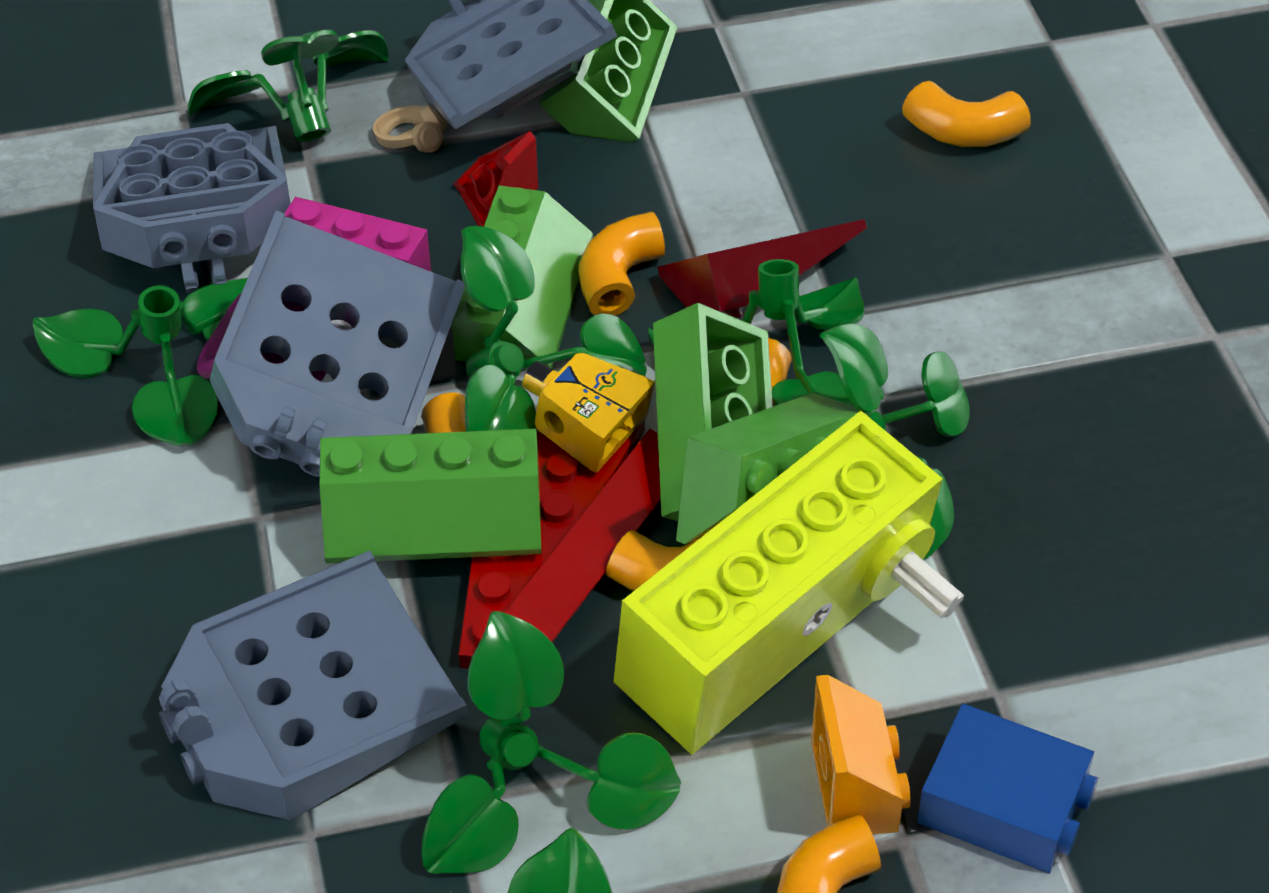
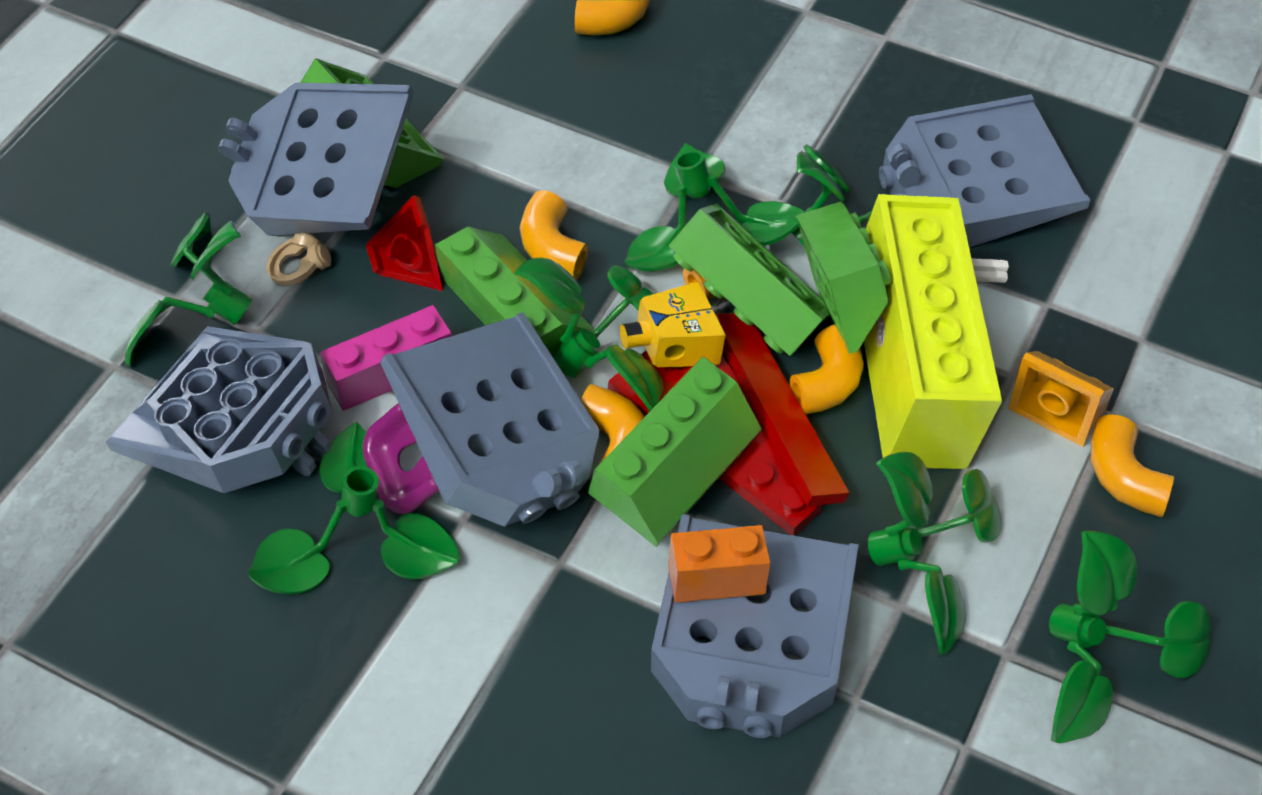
camera: 50 degrees left, 5 degrees up
(316, 601) = (718, 563): none -> orange brick
(727, 276) = (631, 184): dark red wedge -> none
(1008, 788) = (1130, 342): blue brick -> none
(1095, 513) = (990, 158): none -> sand blue hinge

